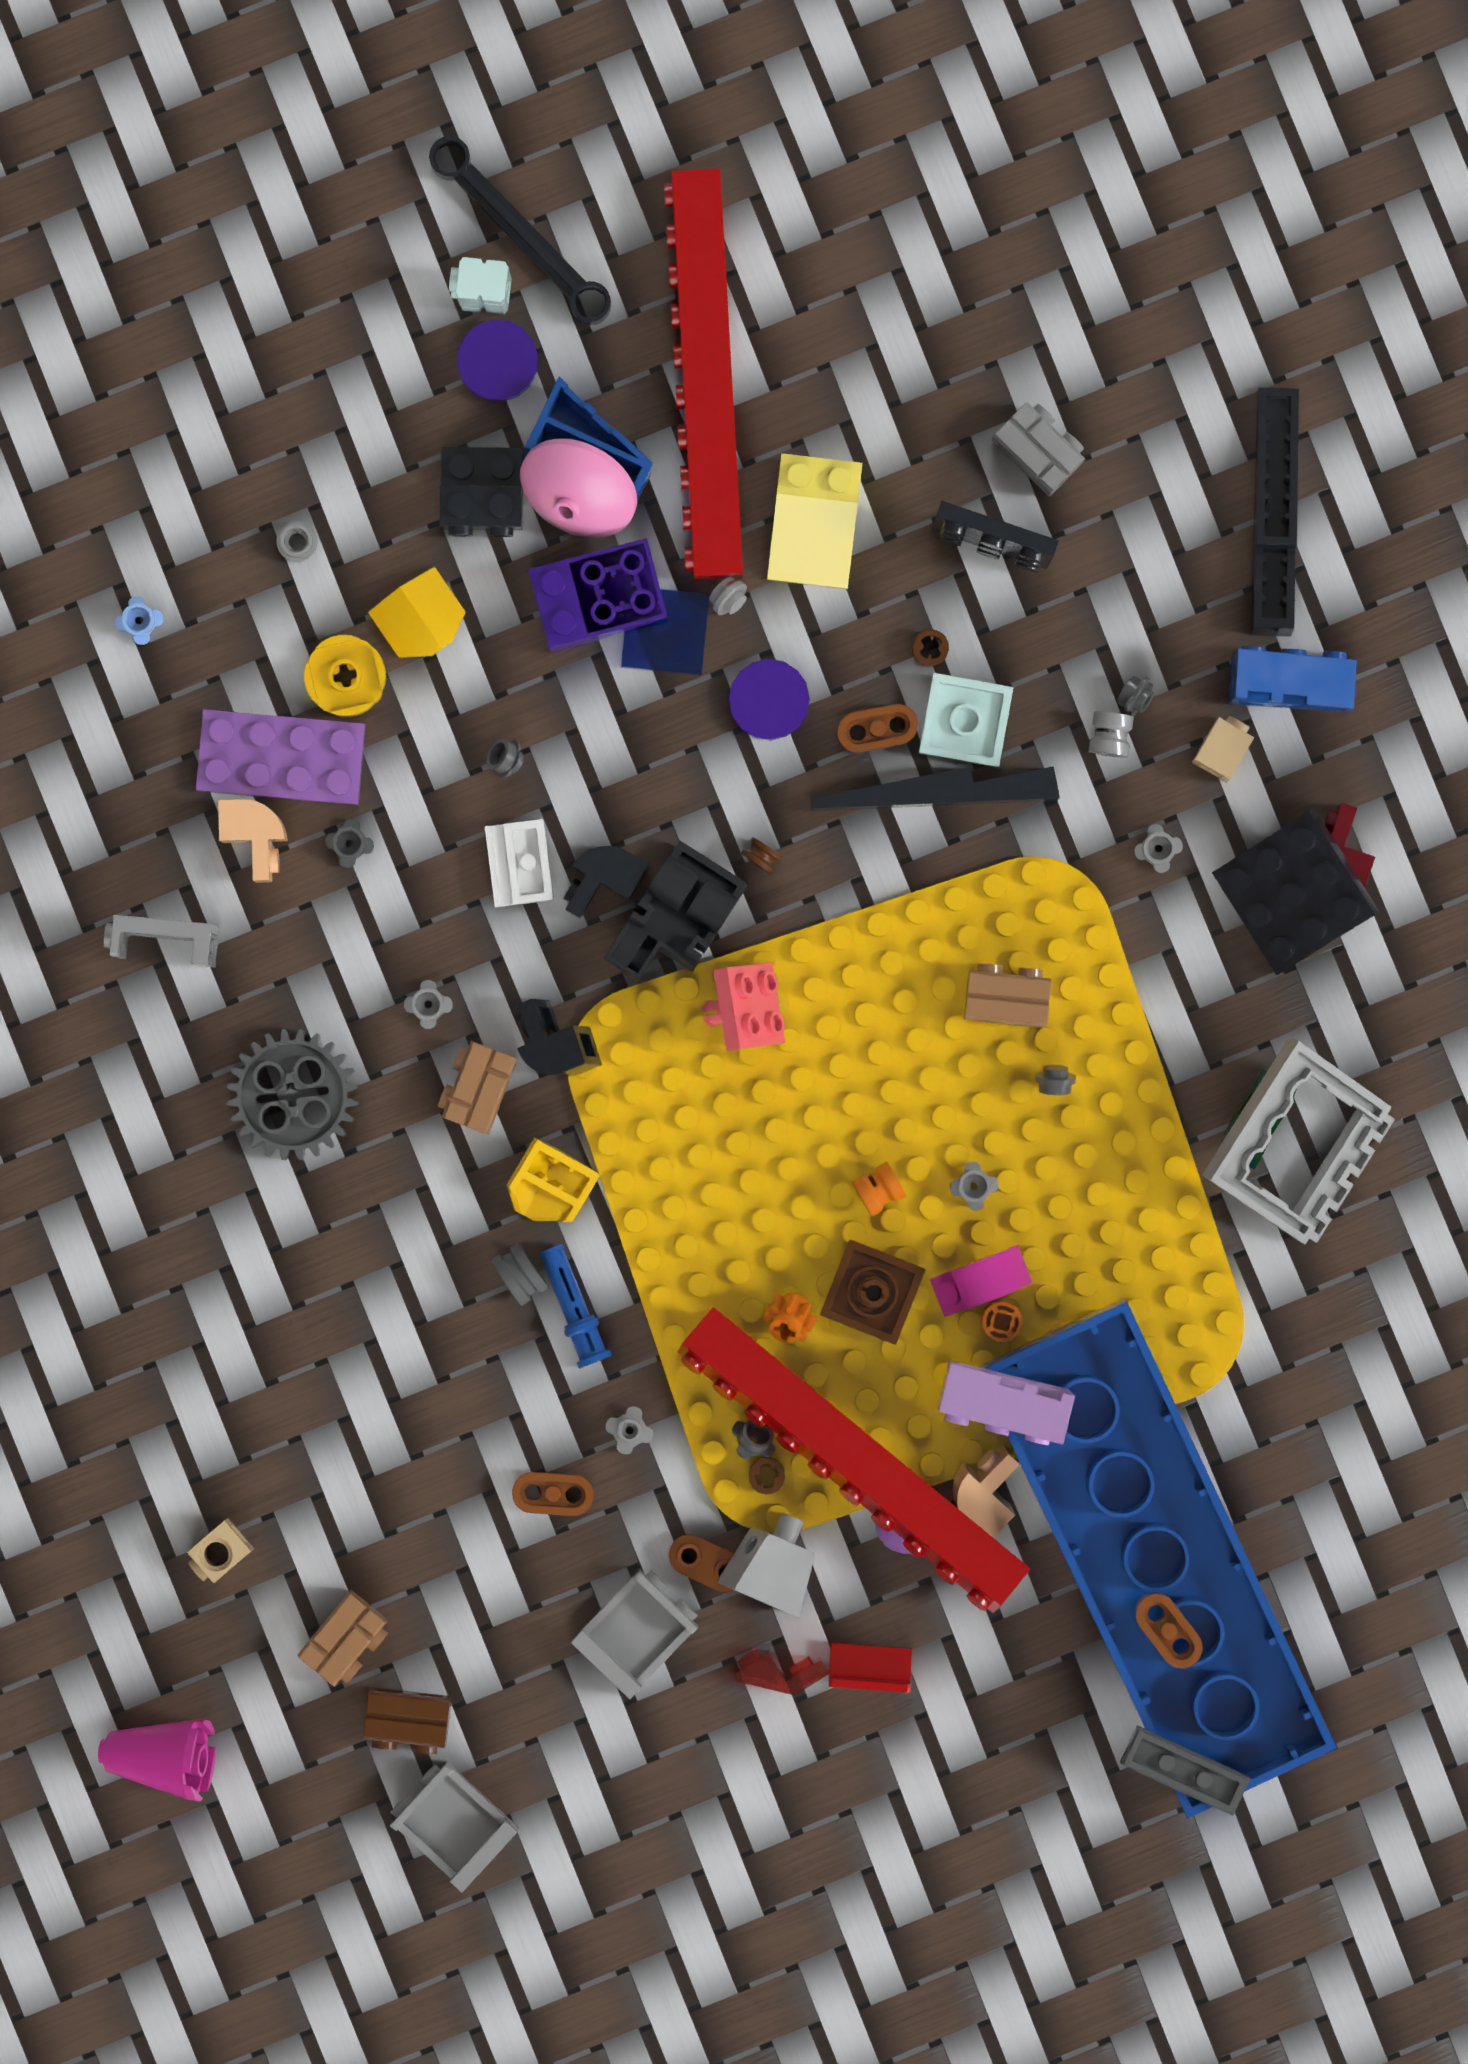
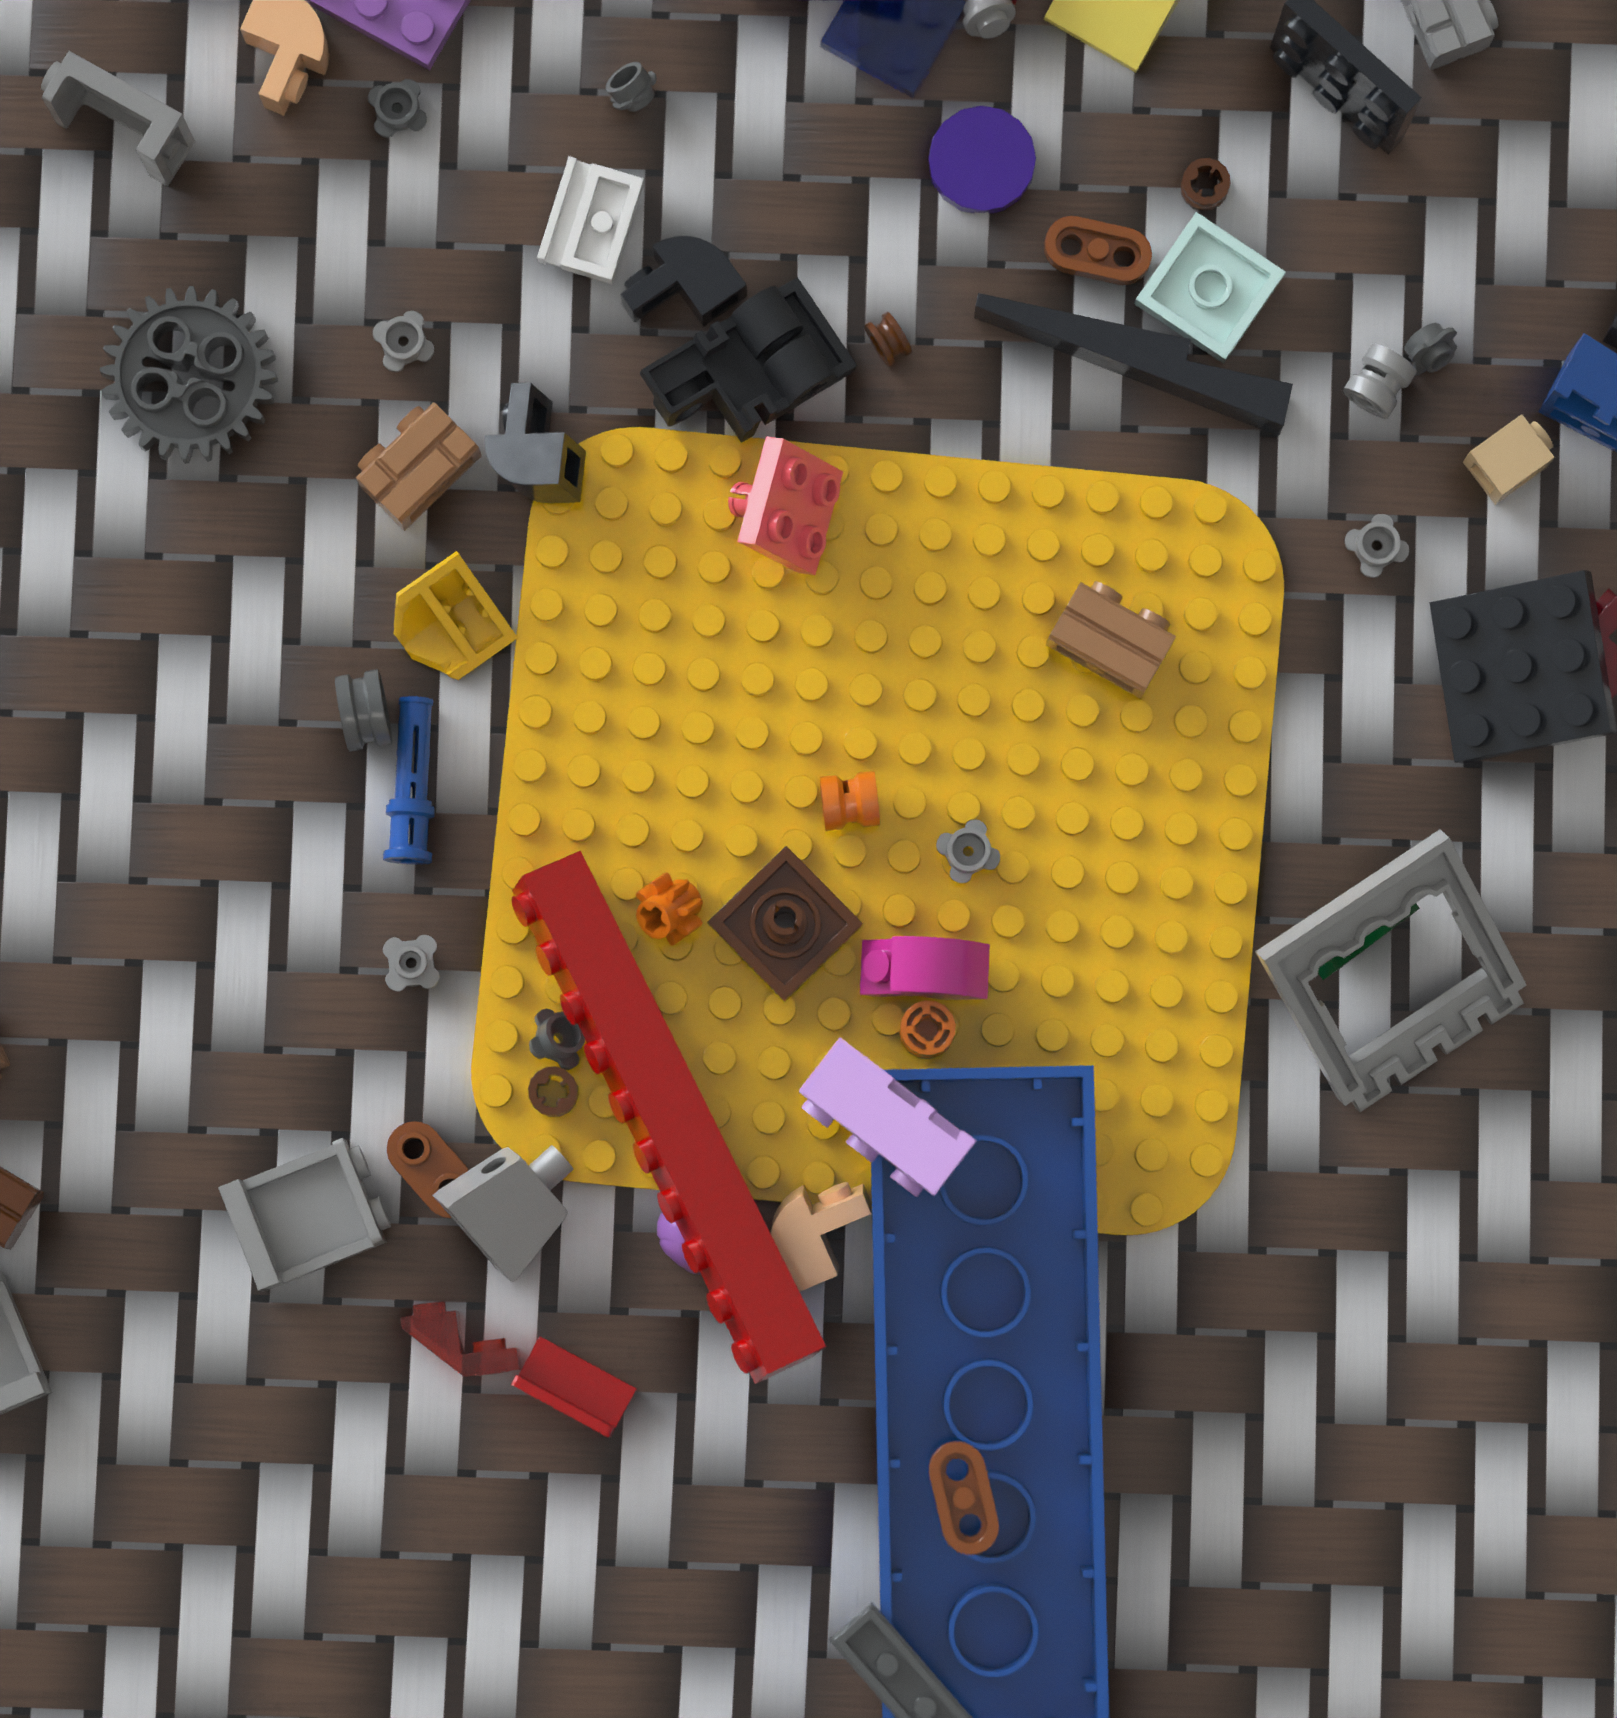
camera: 25 degrees right, 5 degrees down
(553, 1493) = (283, 998): dark orange plate -> none
(1055, 1080) = (1125, 765): dark grey plate -> none

